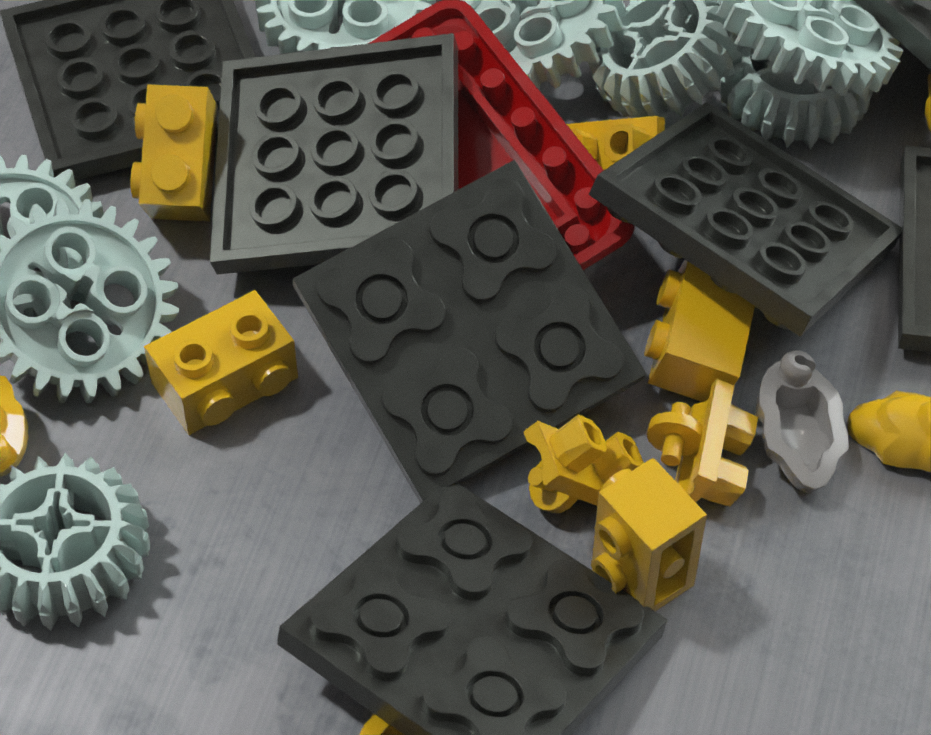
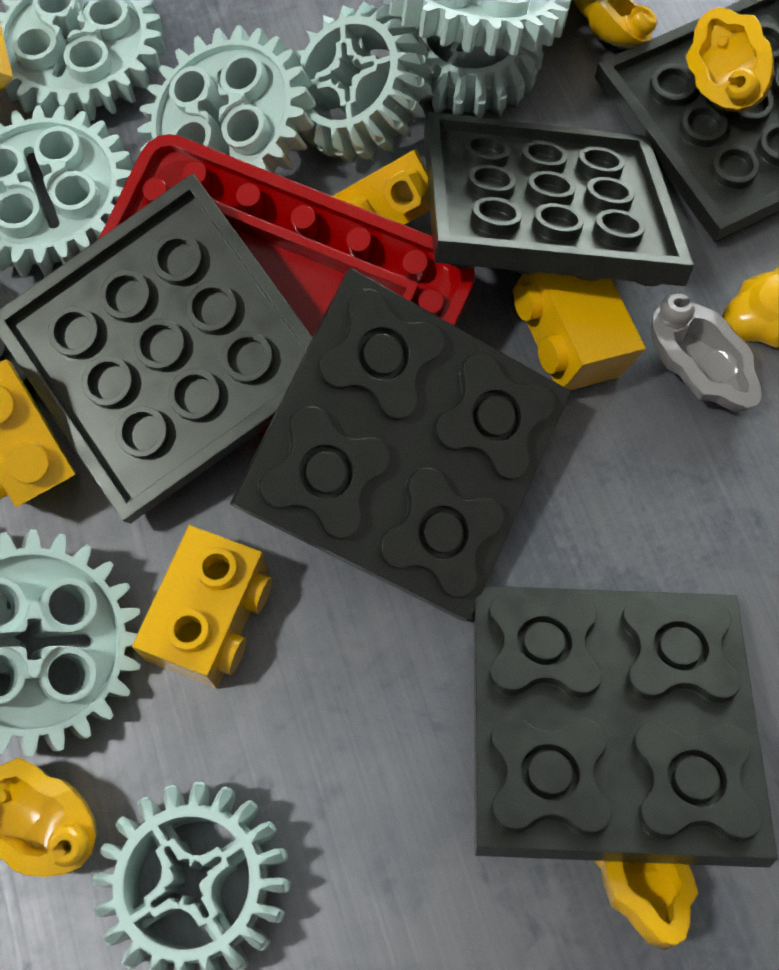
camera: 35 degrees left, 15 degrees up
(576, 462) = (579, 511): yellow hips -> none
(647, 535) = (690, 540): yellow brick -> none
(695, 443) = (648, 424): yellow hips -> none

